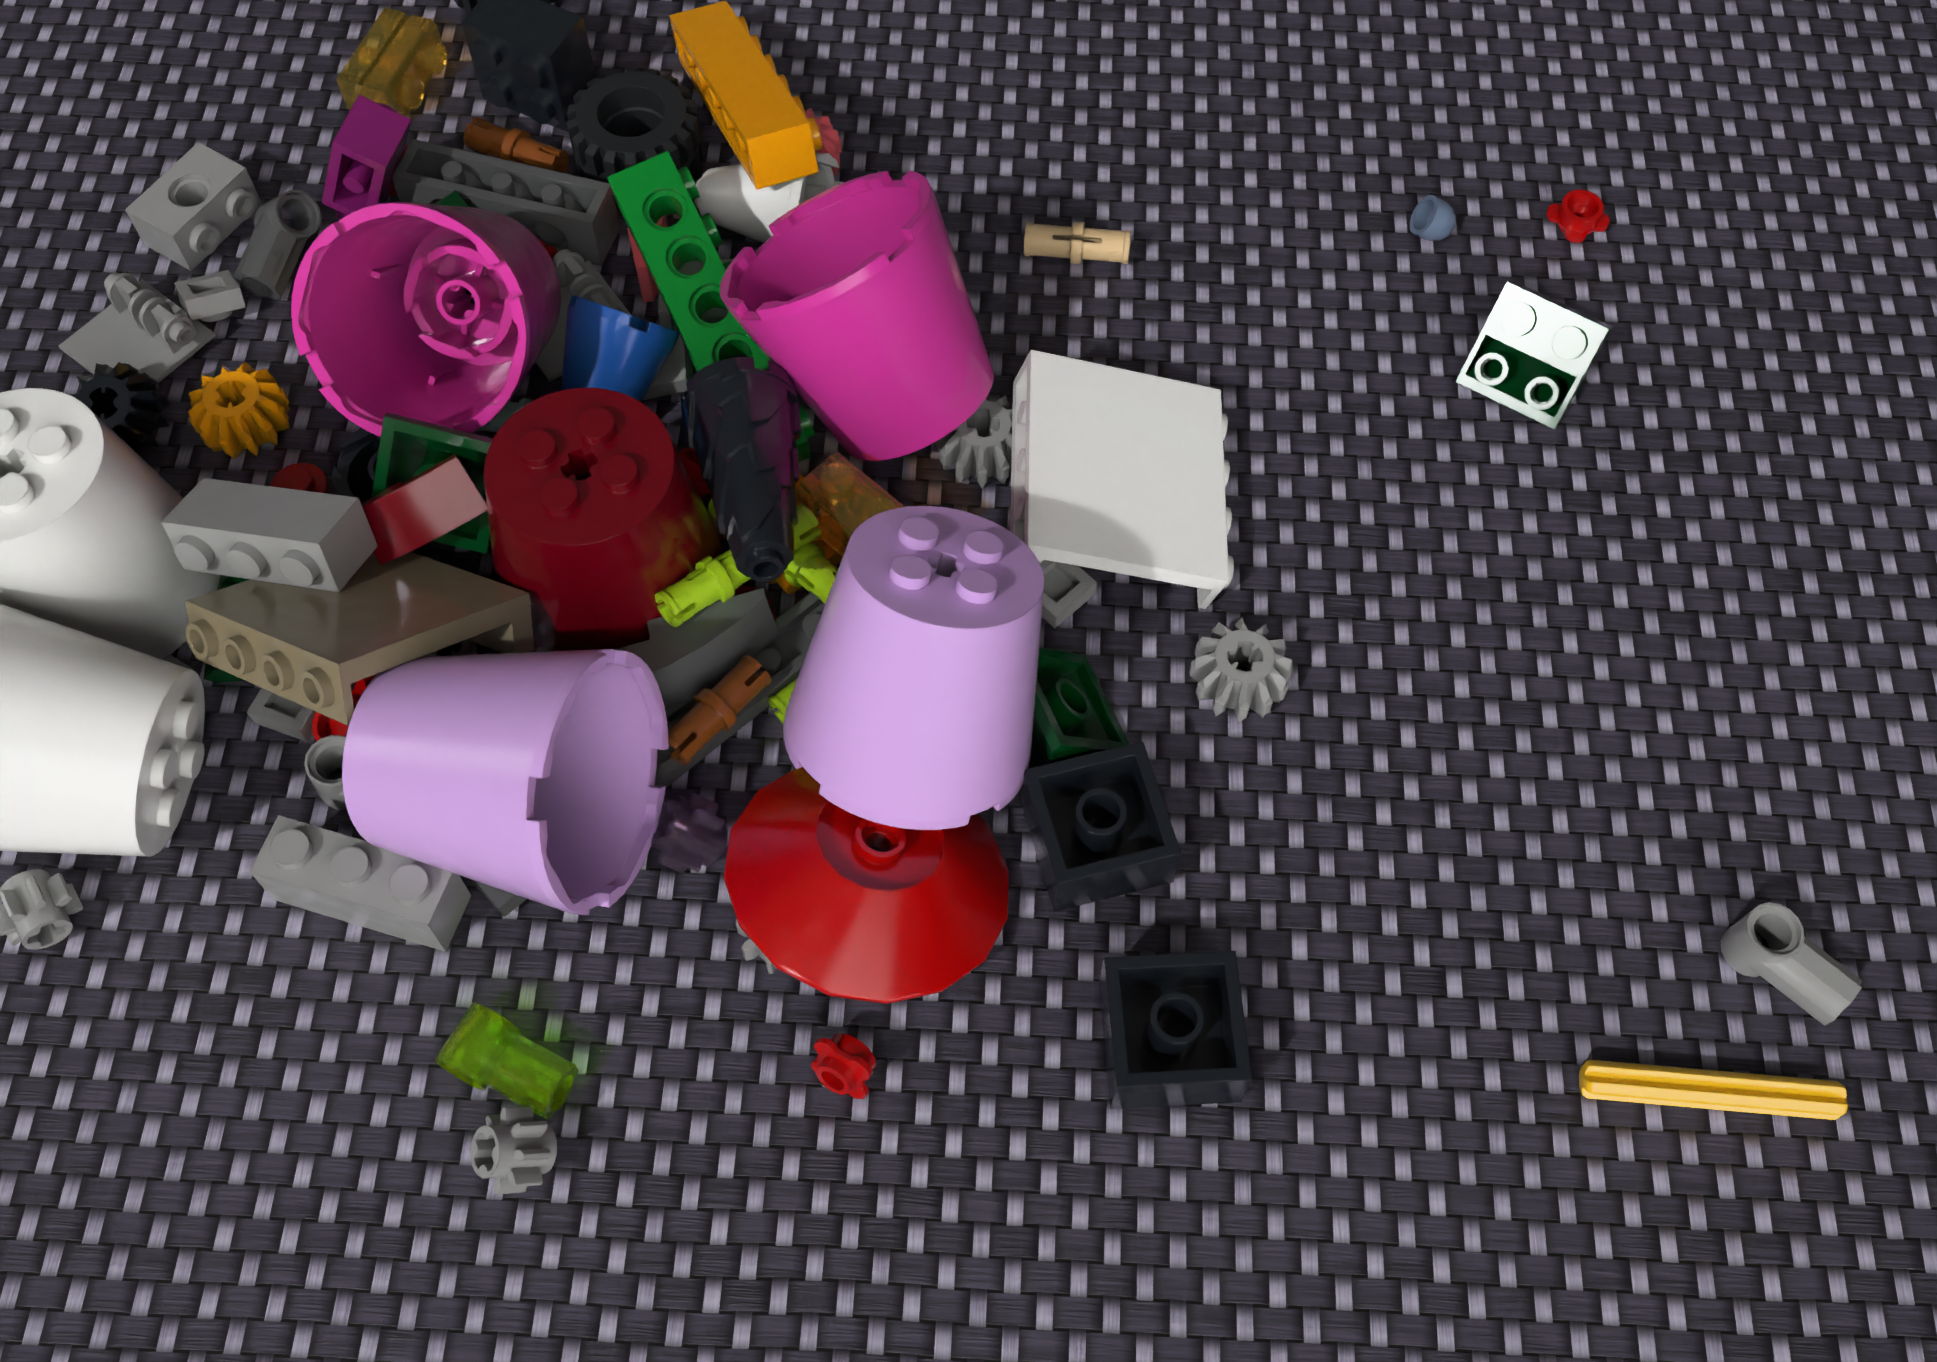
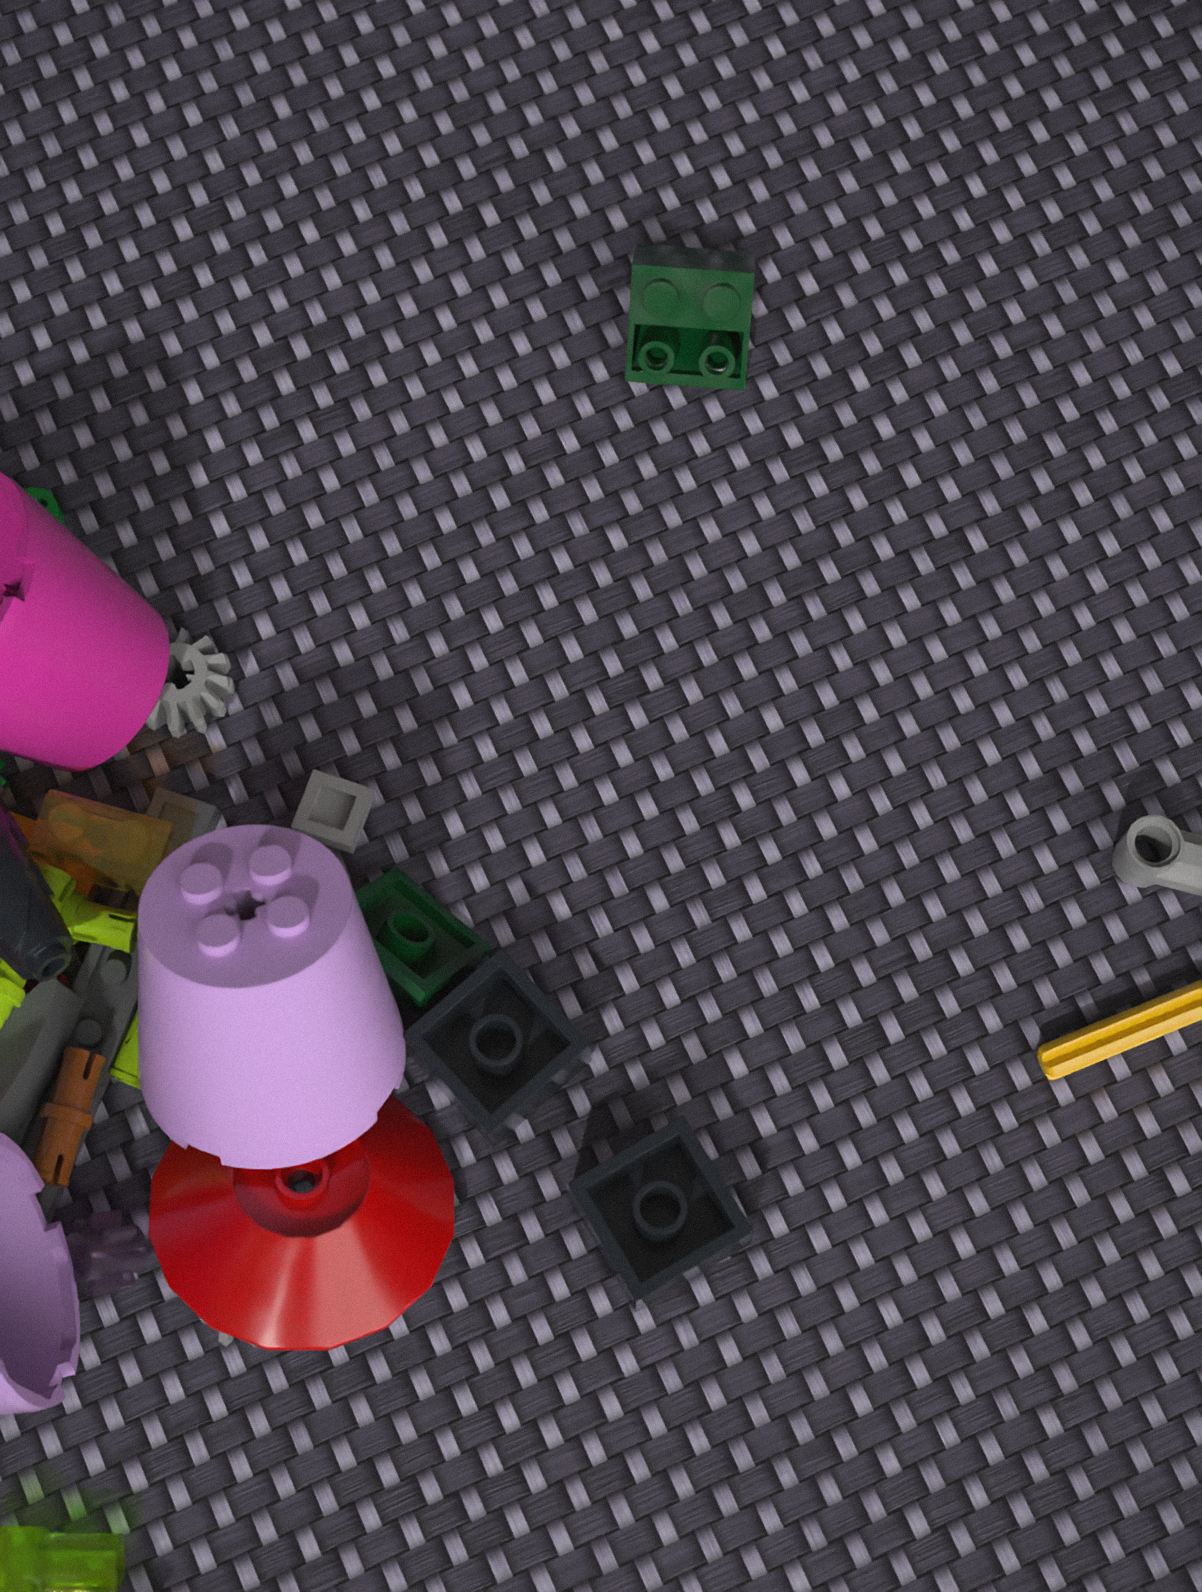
camera: 25 degrees left, 10 degrees up
(844, 1065) = (372, 1400): red plate -> none
(1077, 243) = (124, 414): tan pin -> none
(1121, 472) = (340, 665): white panel -> none
(1244, 649) = (567, 791): light grey gear -> none
(1432, 219) = (521, 200): sand blue hinge -> none
(1578, 215) = (667, 111): red plate -> none

